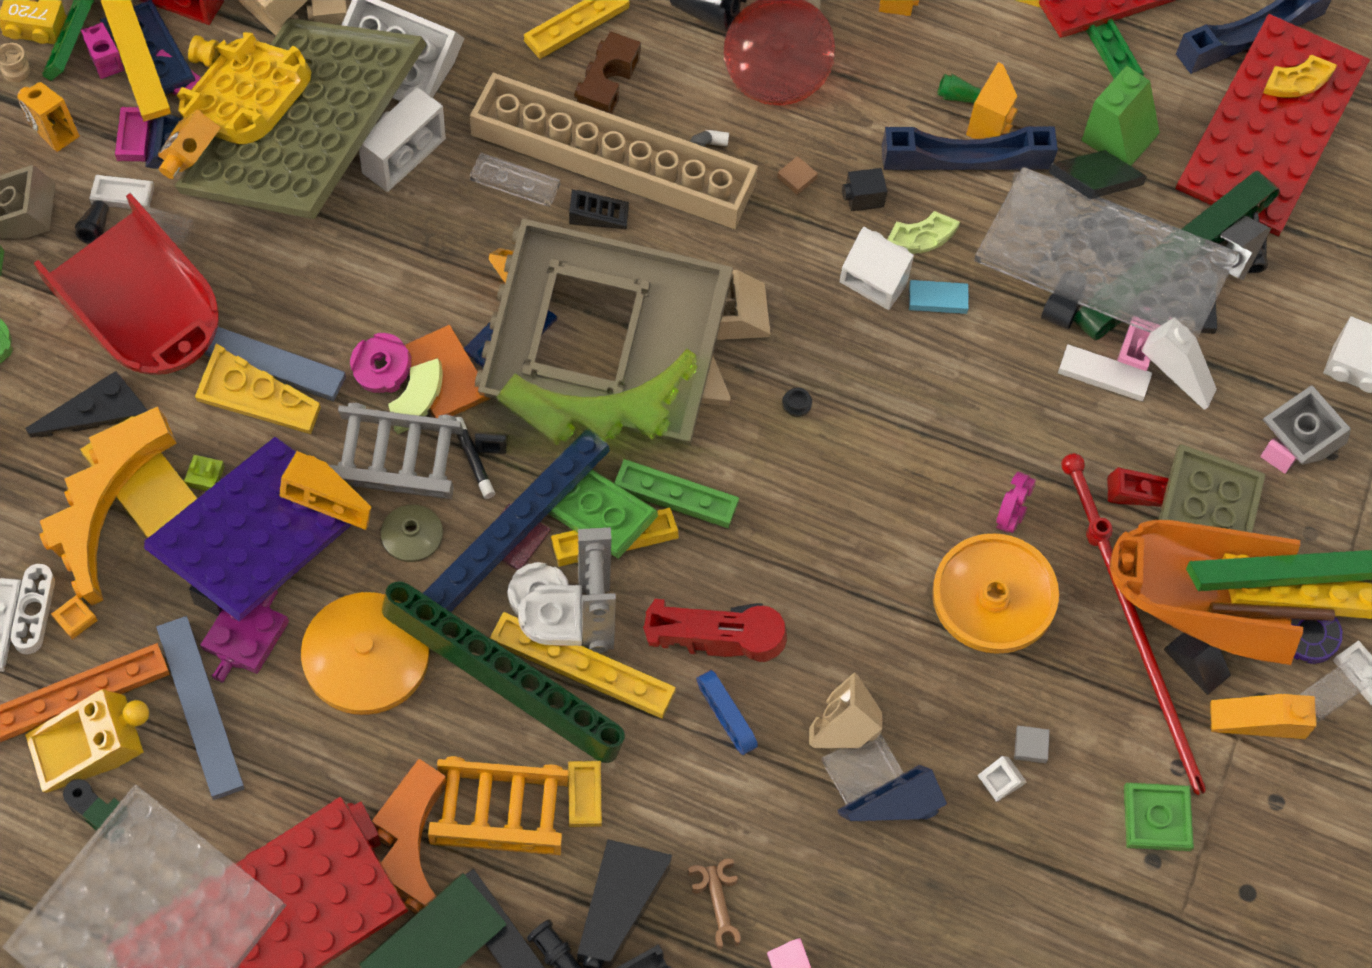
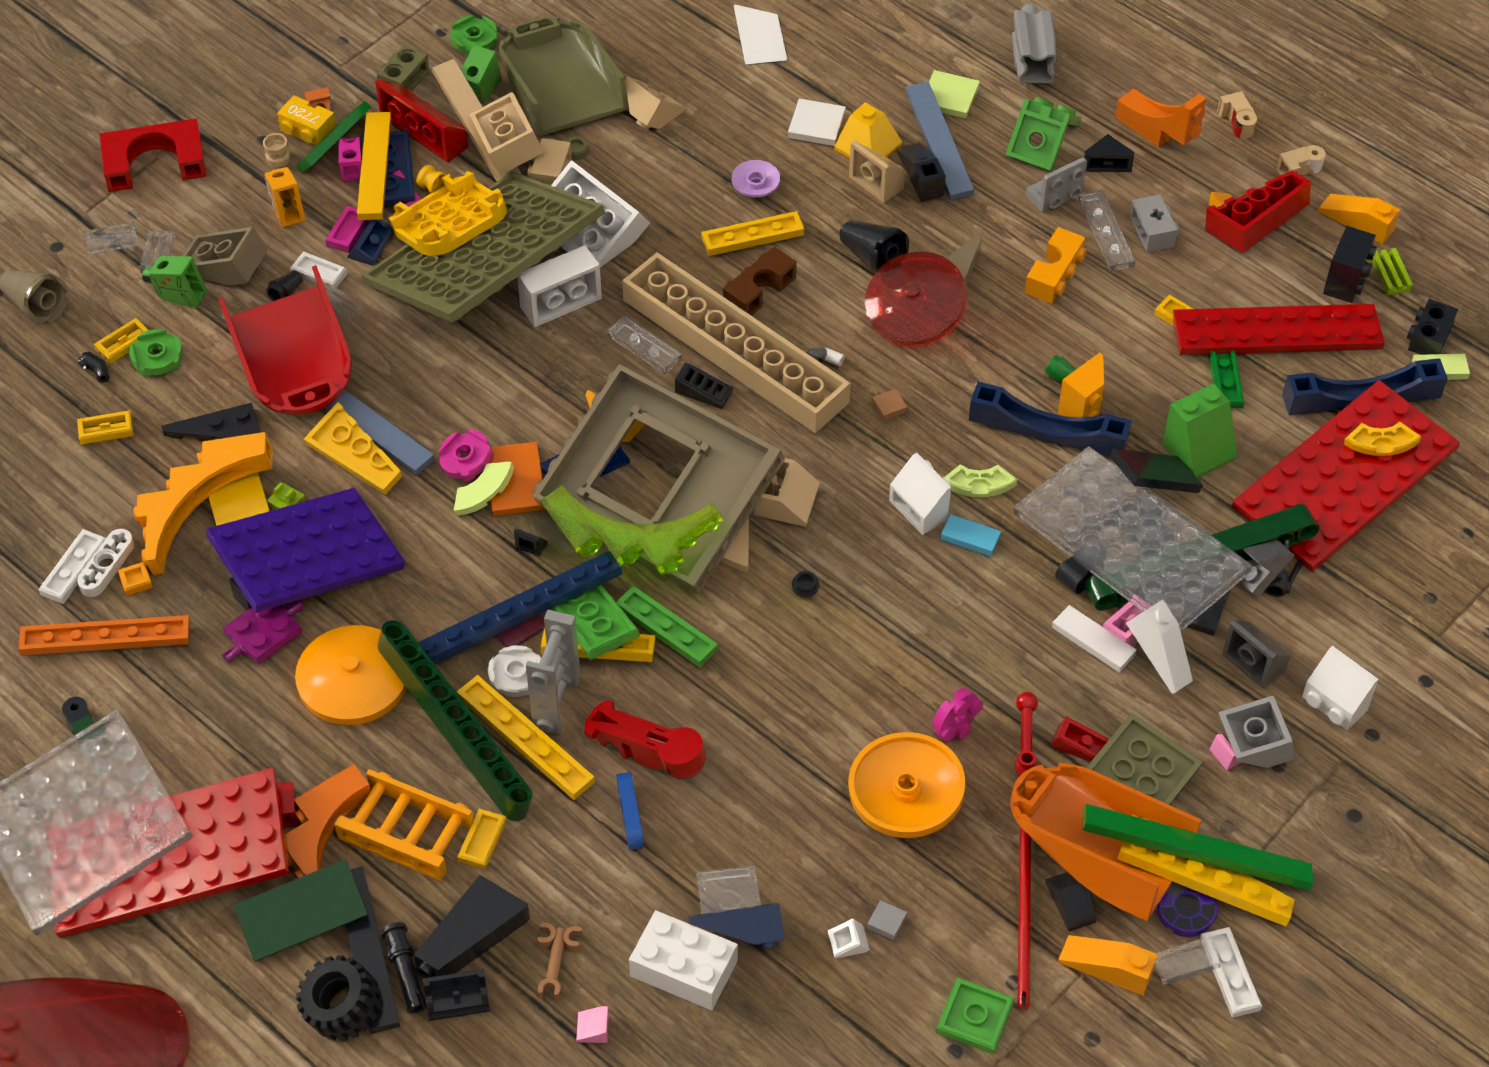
camera: 25 degrees right, 10 degrees down
(87, 739) = (102, 670): yellow slope -> none
(186, 143) = (382, 244): light orange torso -> none
(200, 708) = (201, 676): sand blue tile -> none
(322, 489) = (366, 531): light orange slope -> none
(406, 480) = (445, 550): light grey fence -> none
(416, 544) = (433, 603): olive dish -> none
(475, 462) = (509, 551): black bar -> none
(553, 615) = (509, 690): white tile -> none
(848, 719) = (731, 847): tan slope -> none
(853, 859) = (683, 960): none -> white brick
(865, 189) = (942, 430): black brick -> none
(1268, 342) = (1255, 652): none -> flat silver slope
(1271, 611) = (1157, 875): reddish brown bar -> none

